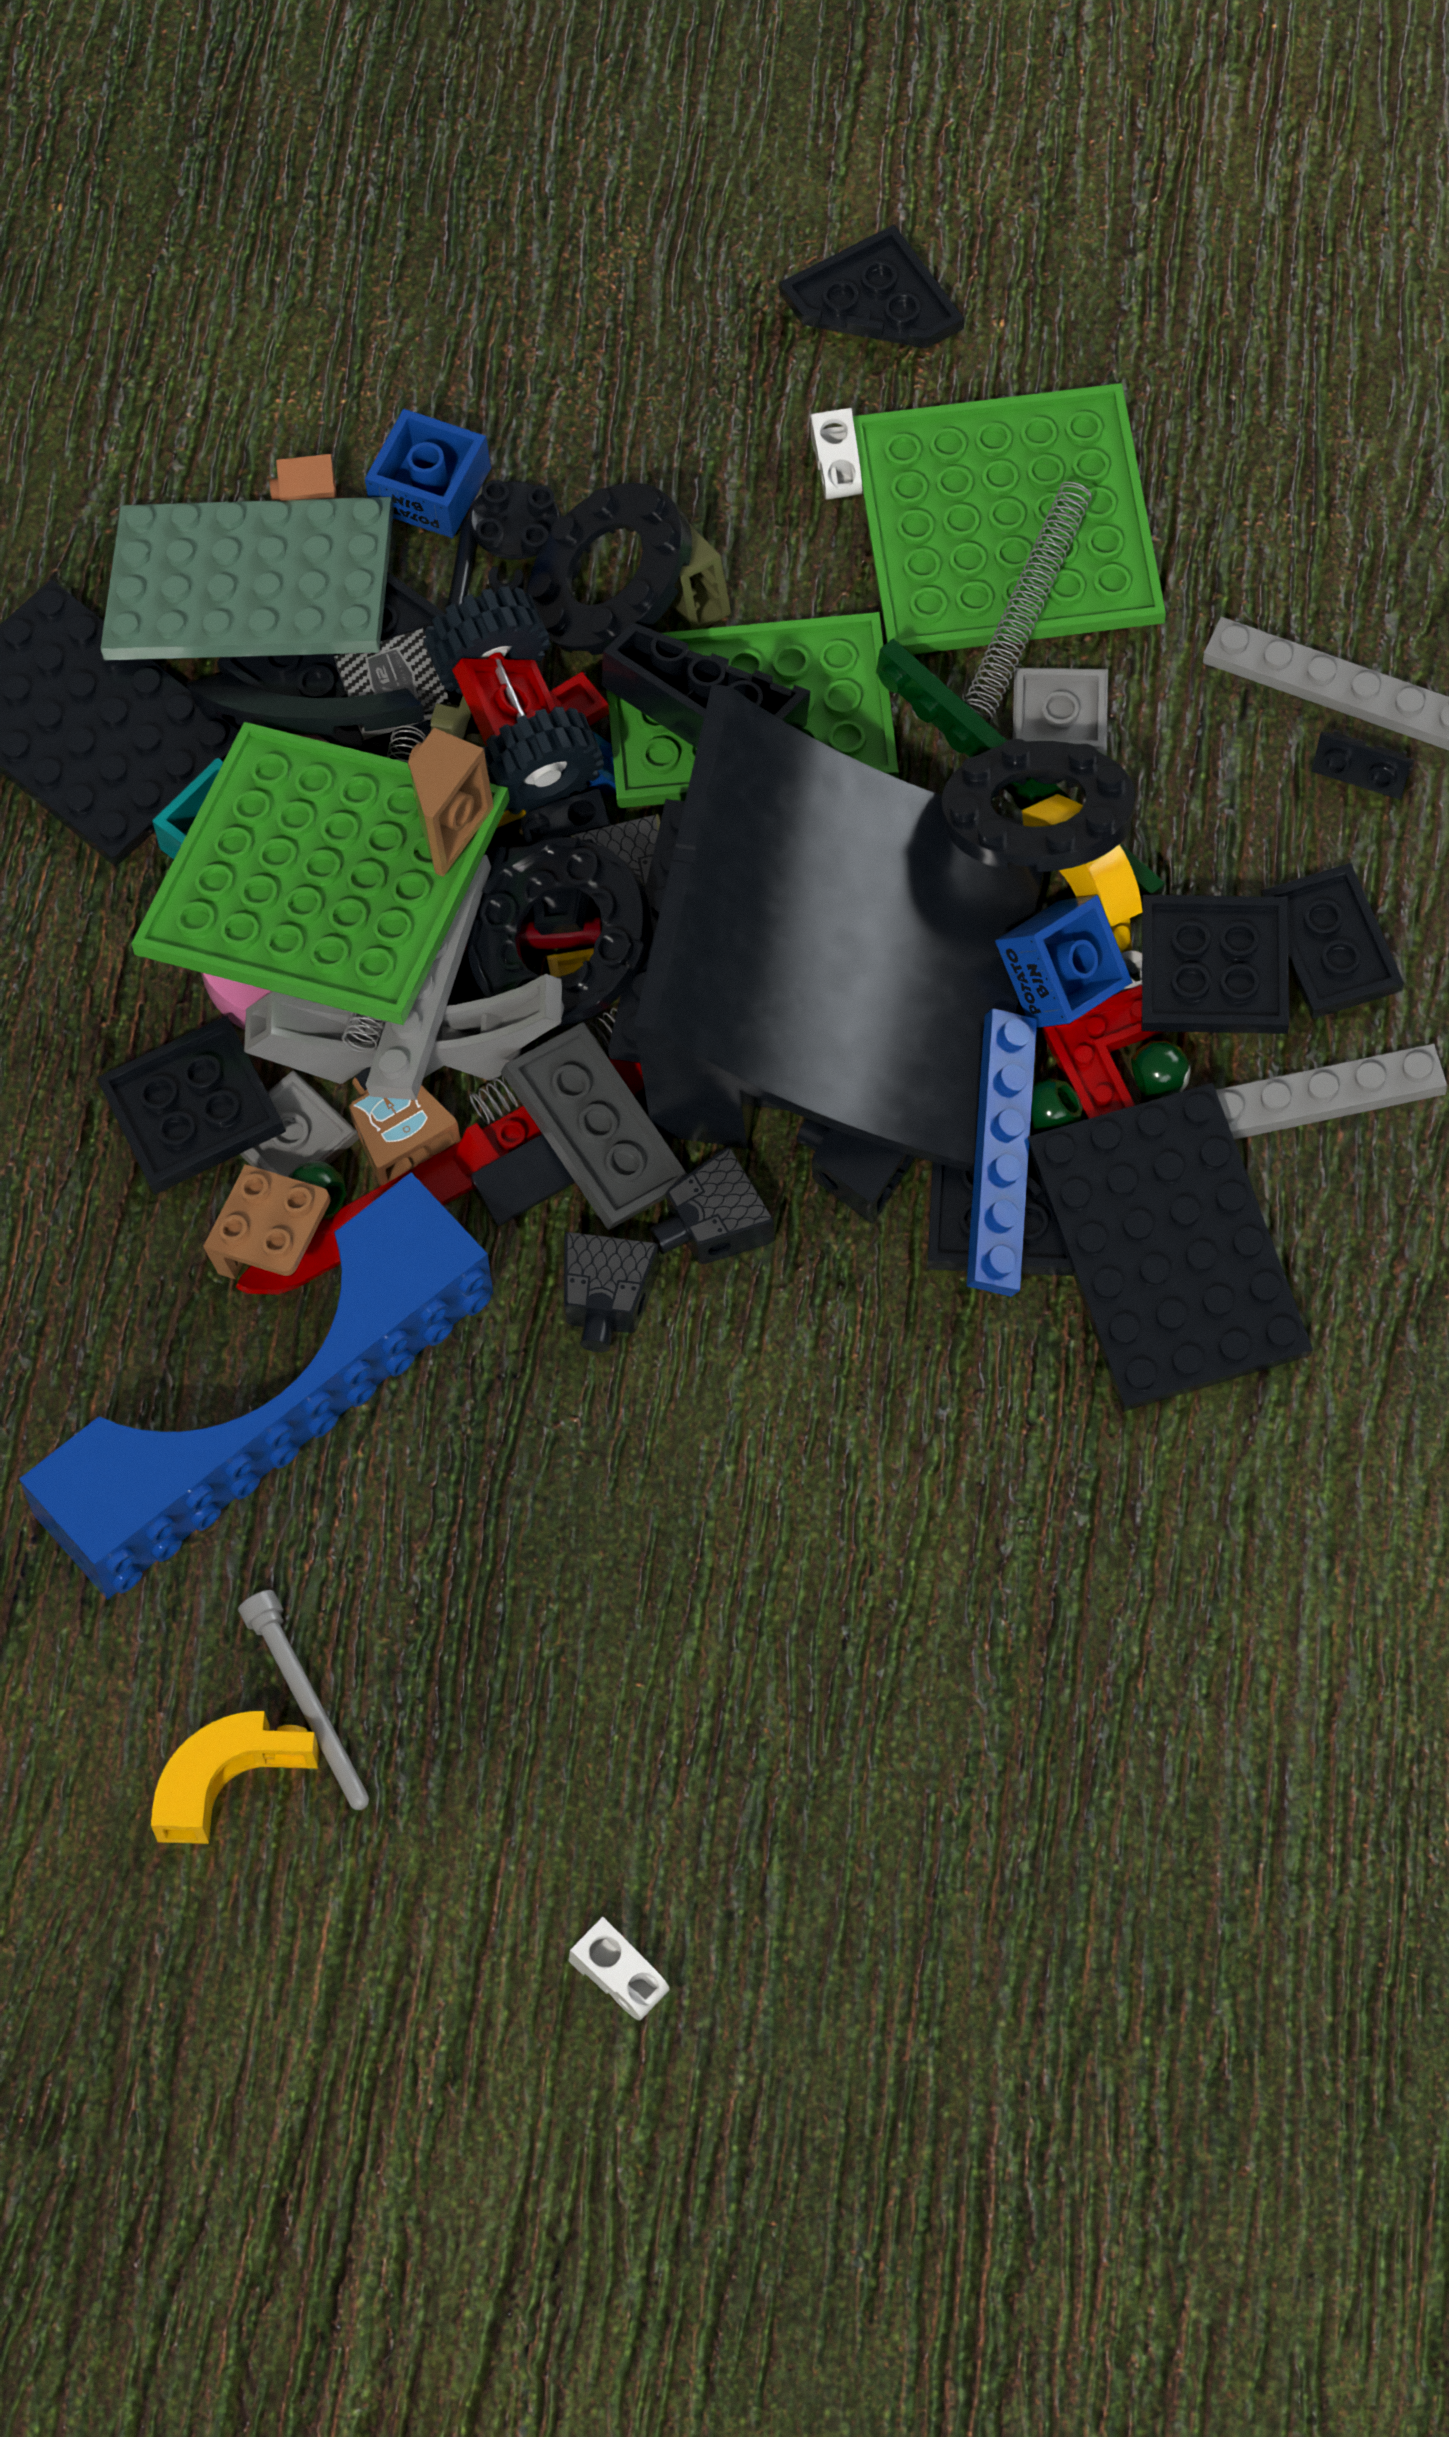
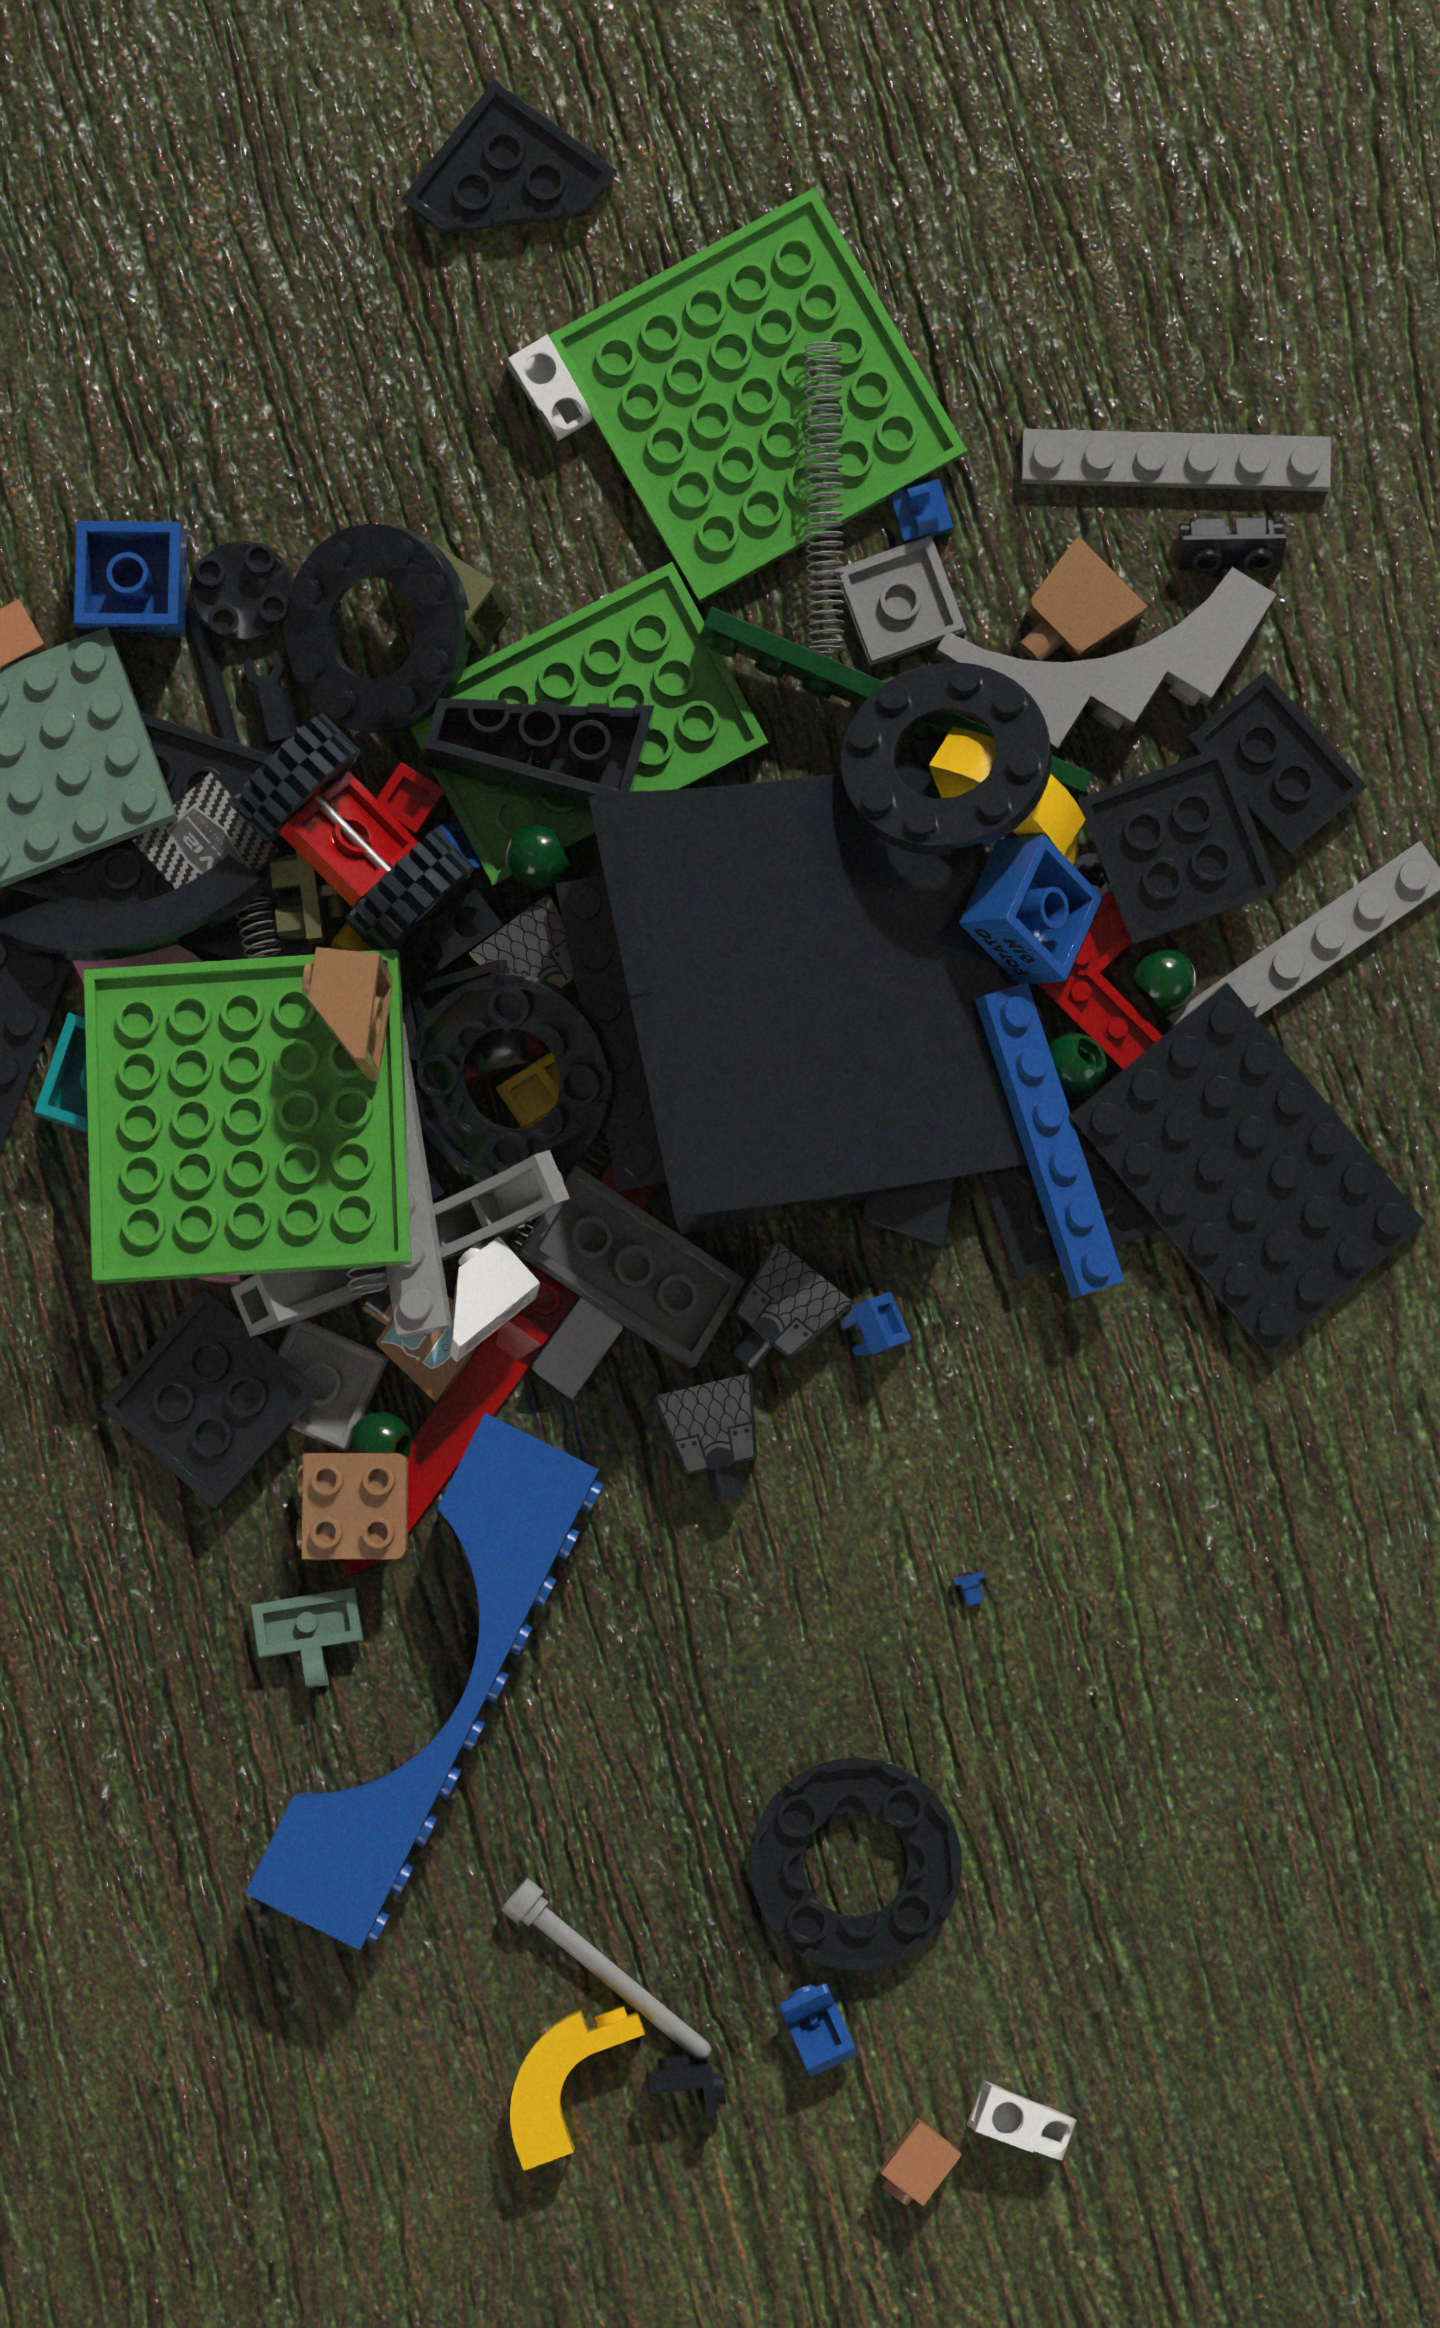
camera: 30 degrees left, 20 degrees up
(183, 1316) = (307, 1627): none -> sand green plate
(331, 1809) = (677, 2074): none -> black bracket
(459, 1094) = (488, 1292): none -> white slope
(470, 1813) = (817, 2028): none -> blue bracket
(508, 1969) = (918, 2164): none -> nougat brick
(557, 1623) = (931, 1872): none -> black plate
(660, 778) = (536, 857): none -> dark green piece
(776, 1502) = (970, 1586): none -> blue piece
(790, 1255) = (879, 1324): none -> blue tile
(1108, 649) = (921, 511): none -> blue tile
(1211, 762) = (1079, 606): none -> medium nougat torso
(1220, 834) = (1119, 687): none -> light grey arch

